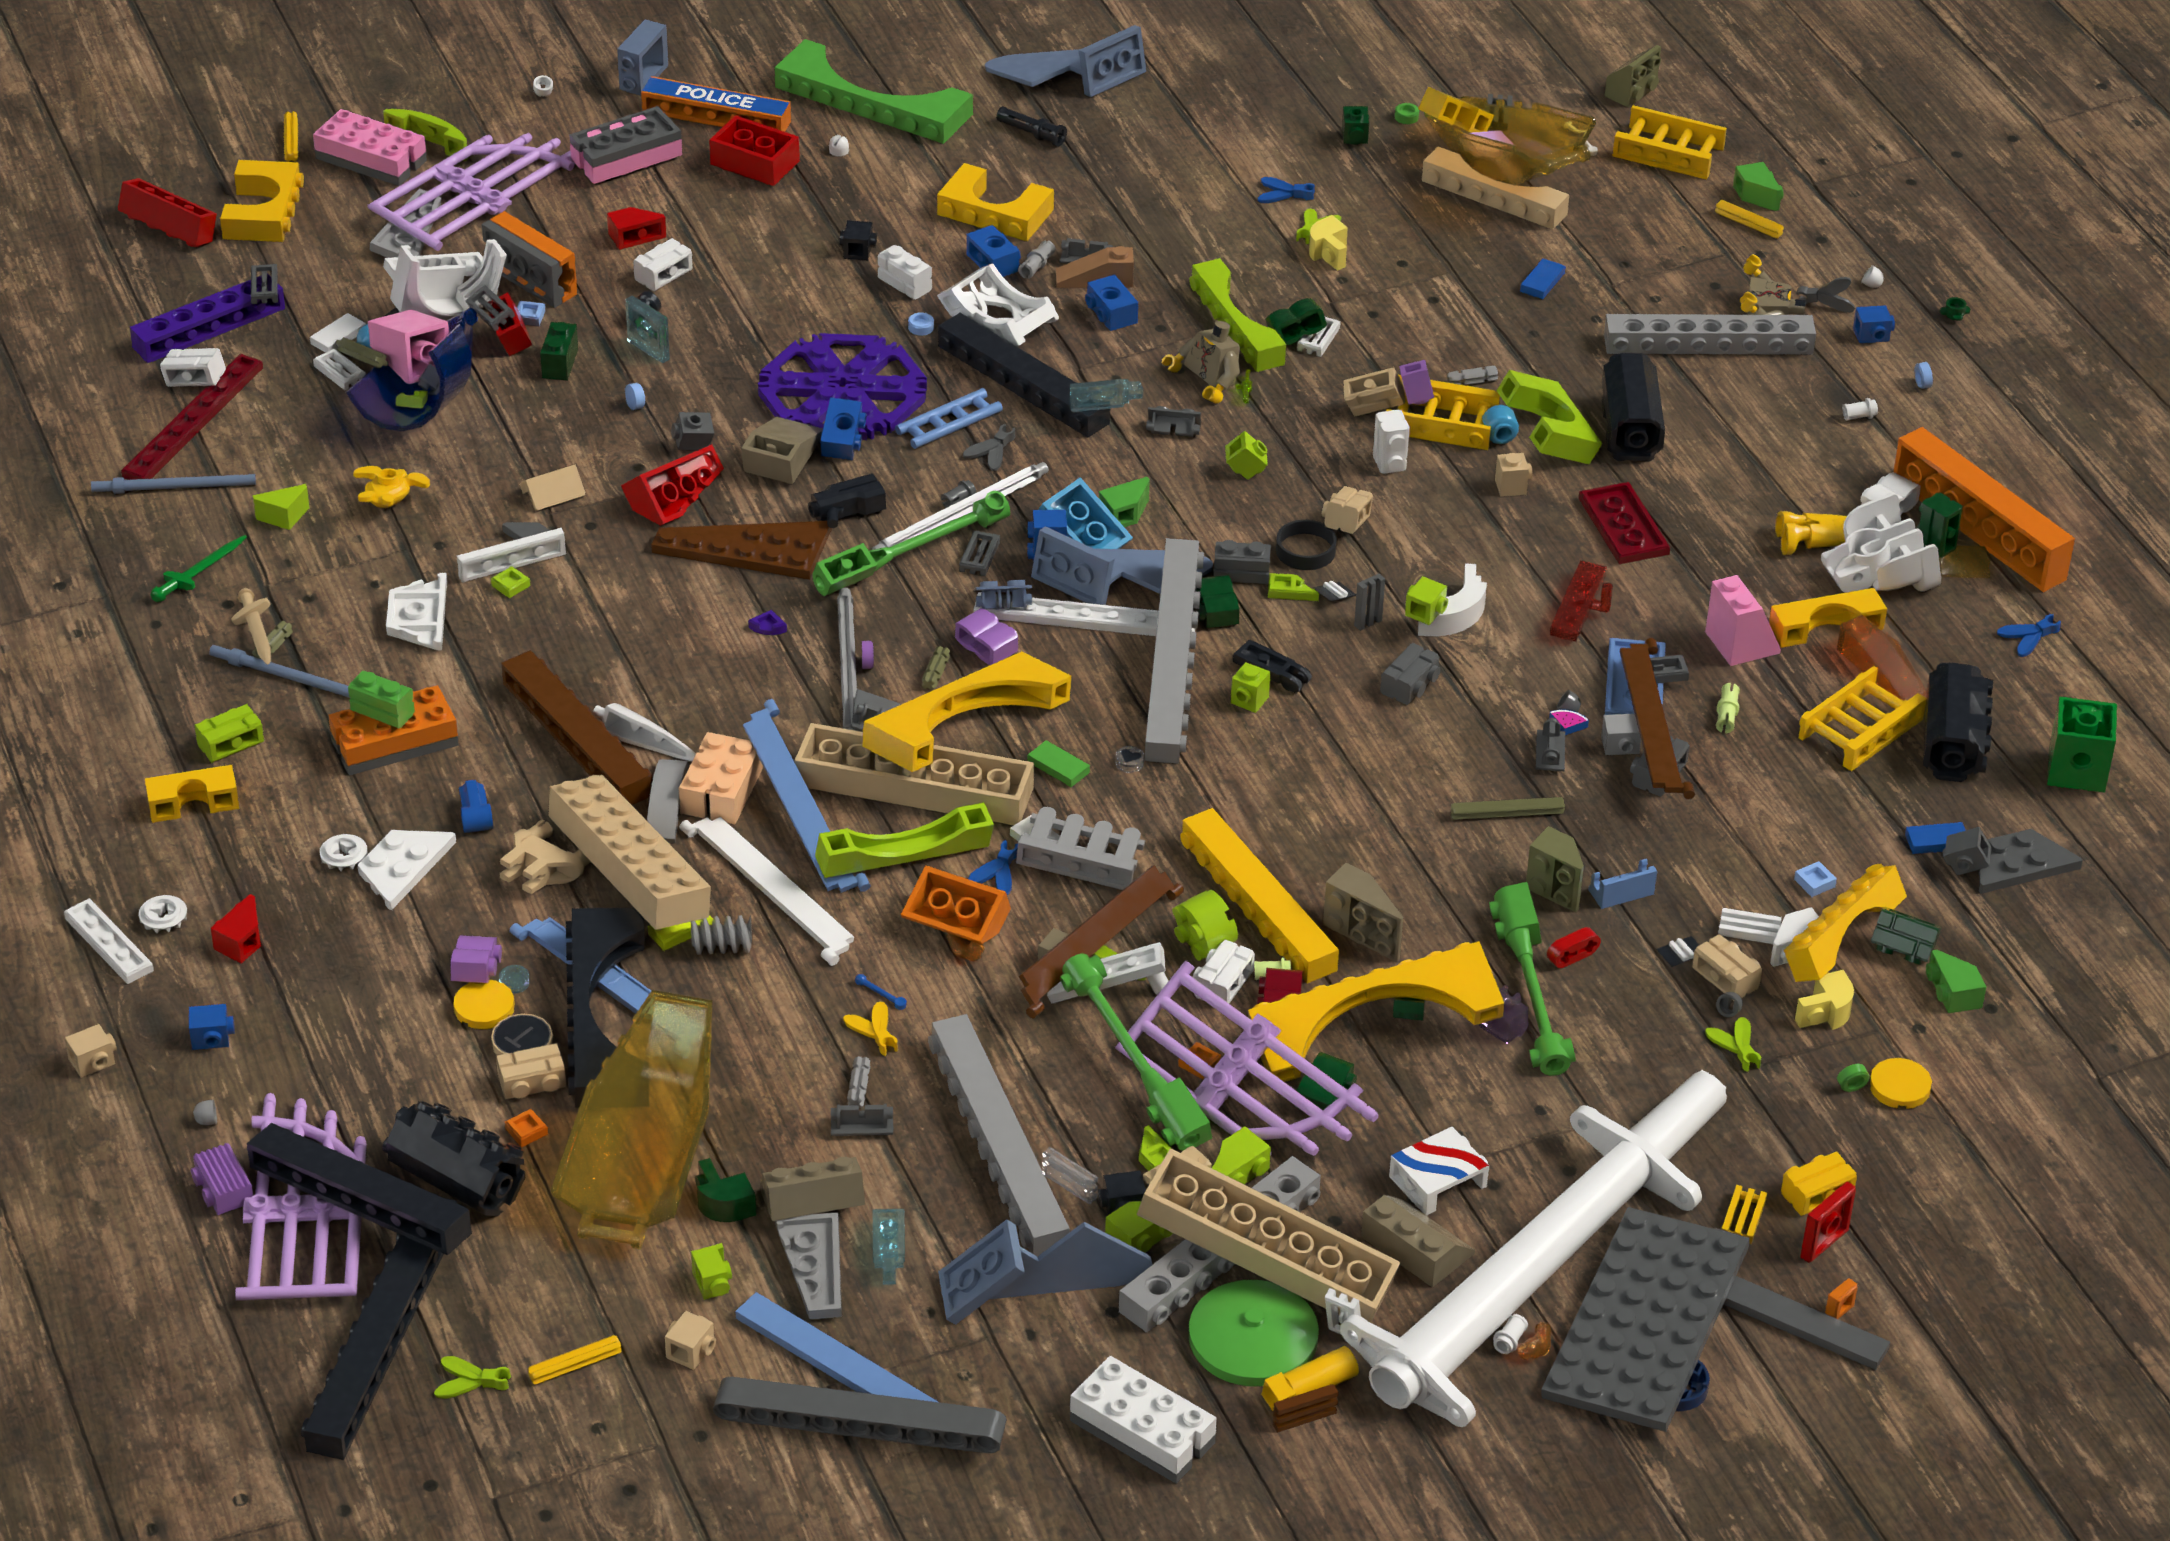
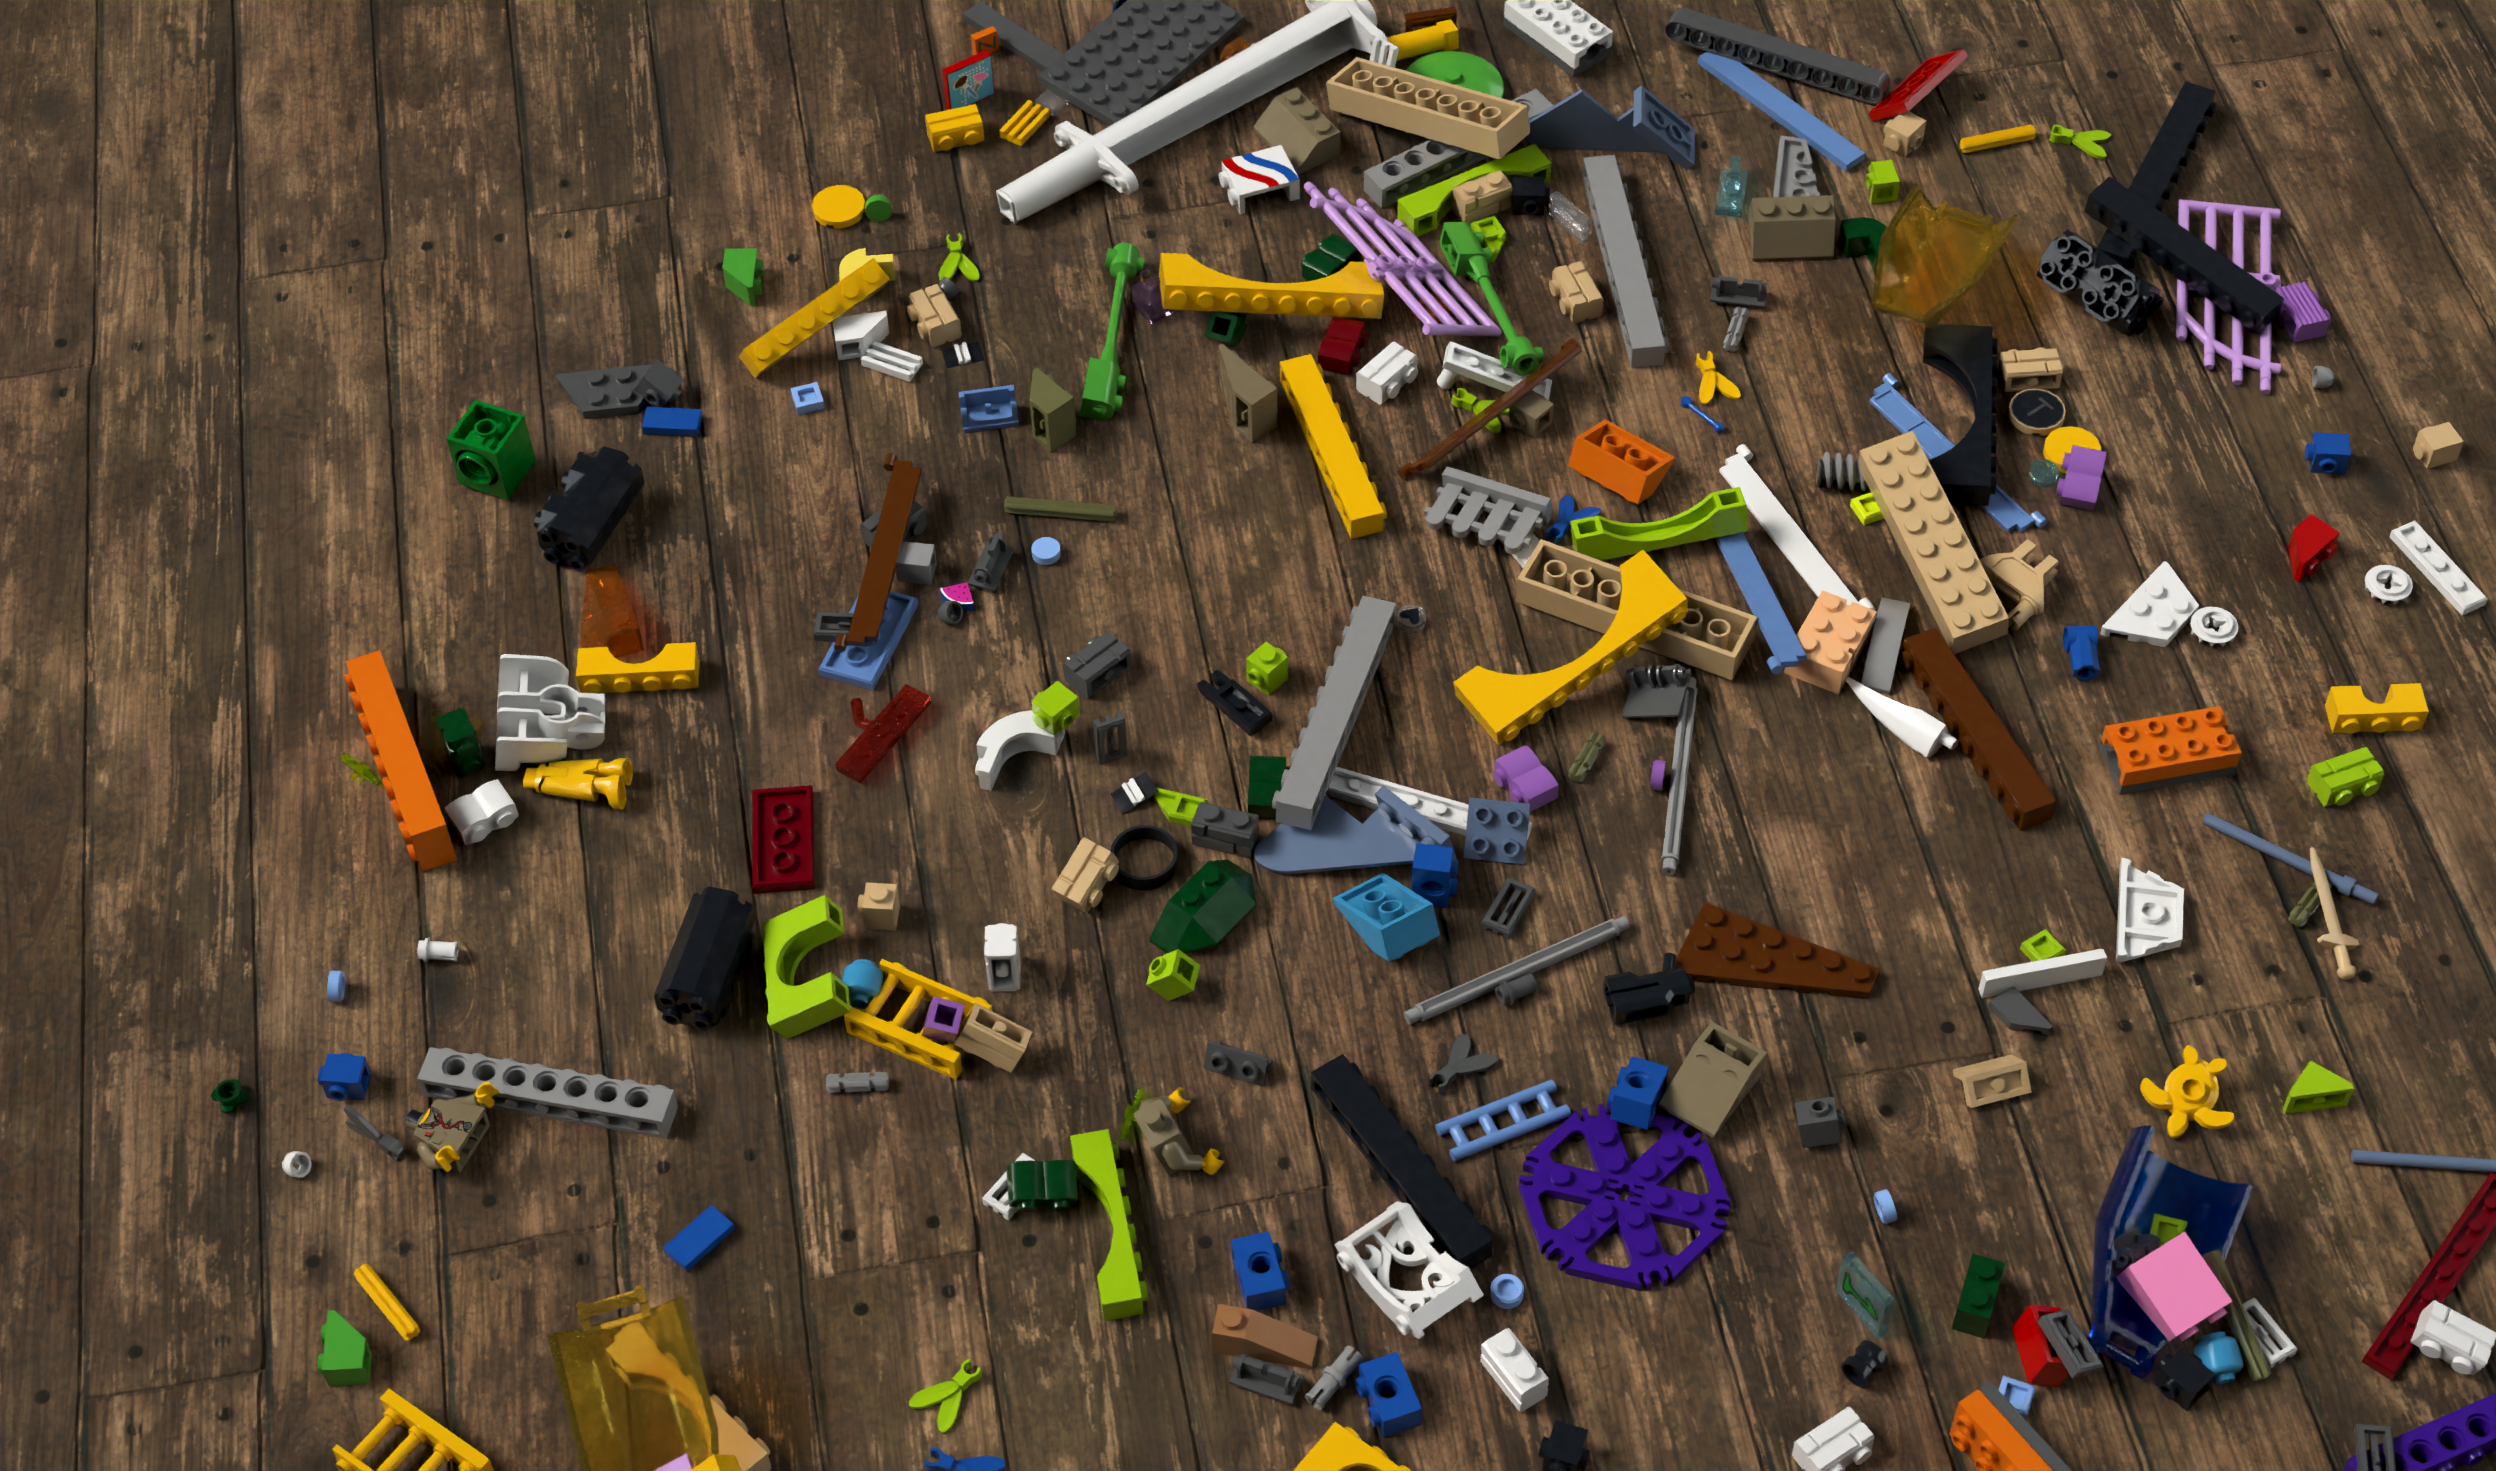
camera: 165 degrees left, 10 degrees up
(183, 580) = (2423, 1010): green sword -> none
(346, 326) = (2267, 1399): white tile -> none
(381, 699) = (2187, 725): bright green brick -> none
(436, 281) = (2138, 1410): white piece -> none
(526, 1128) = (2034, 332): orange tile -> none
(671, 488) = (1863, 1039): red wedge -> none
(676, 1394) = (1918, 85): none -> red tile
(767, 624) = (1758, 847): dark purple tile -> none
(860, 563) = (1652, 880): bright green bar -> none
(1042, 1089) = (1576, 292): none -> tan brick
(1059, 763) = (1484, 624): bright green tile -> none
(1103, 394) = (1316, 1061): clear light blue hinge -> none
(1127, 500) = (1329, 939): bright green slope -> none
(1204, 923) = (1394, 405): lime brick -> none
(1234, 513) = (1205, 908): none -> dark green wedge
(1260, 967) = (1339, 375): yellowish green pin -> none
(1329, 242) = (951, 1343): light yellow brick -> none
(1504, 771) = (1046, 551): none -> light blue tile
(1573, 947) = (1062, 355): red beam -> none
(1727, 708) = (794, 585): yellowish green pin -> none
(1738, 623) = (734, 653): bright pink slope -> none
(1870, 738) = (660, 527): yellow fence -> none
(1905, 935) = (758, 310): dark green brick -> none
(2030, 632) = (441, 631): blue piece -> none

